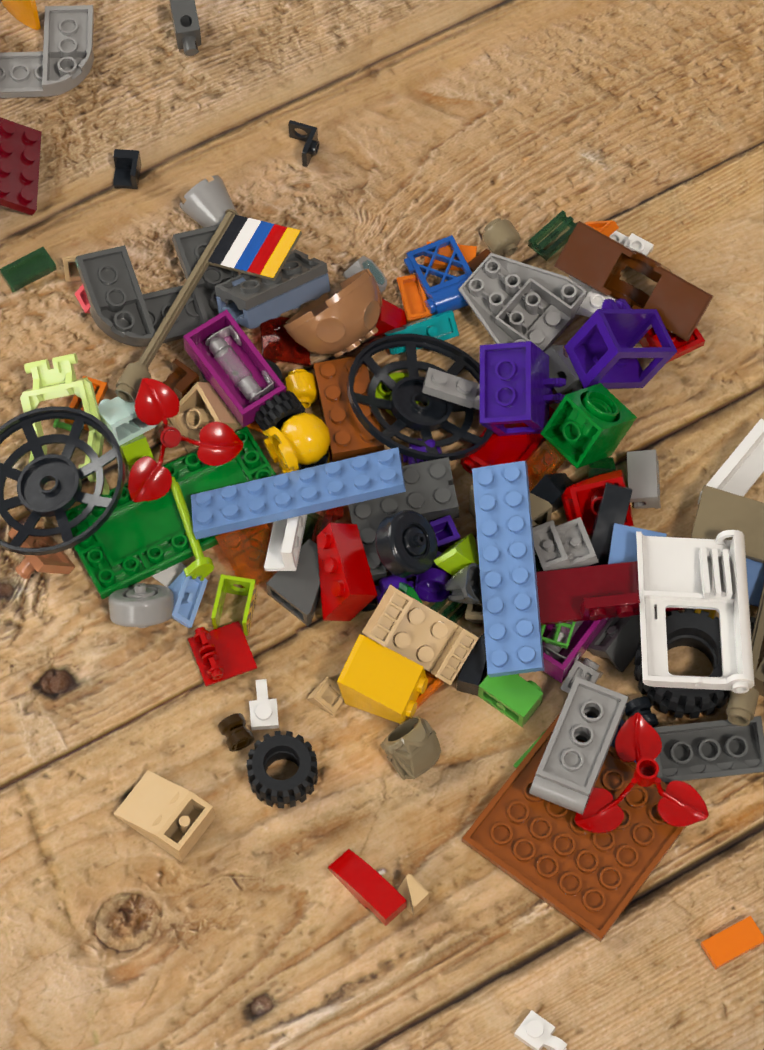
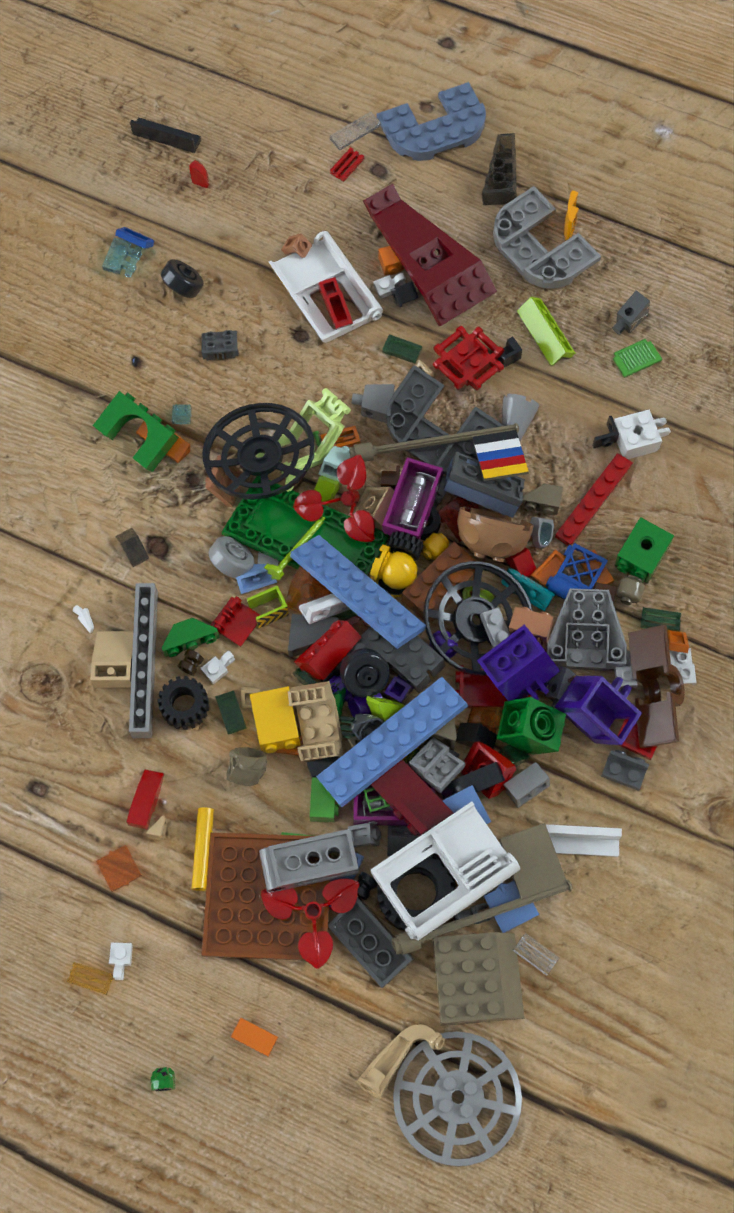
camera: 55 degrees right, 5 degrees up
(34, 707) = (132, 547): none -> clear smoke slope
(73, 333) = (374, 400): none -> light grey torso
(82, 818) = (84, 617): none -> white bar
(100, 209) = (468, 358): none -> red brick
(130, 119) = (545, 330): none -> lime panel
(177, 766) = (143, 661): none -> light grey brick
(202, 712) = (188, 635): none -> green slope
(235, 57) = (636, 357): none -> bright green window
(331, 111) = (640, 434): none -> white hinge
(331, 726) = (231, 712): none -> clear green slope
(334, 245) = (543, 499): none -> dark tan slope
(352, 623) = (303, 677): none -> clear green tile
(368, 206) = (593, 500): none -> red plate
(427, 971) = (118, 868): none -> clear orange piece
(464, 353) = (539, 624): none -> nougat brick
(470, 192) = (643, 562): none -> green brick
(474, 861) = (202, 845): none -> yellow piece
(694, 376) = (625, 769): none -> dark grey bracket

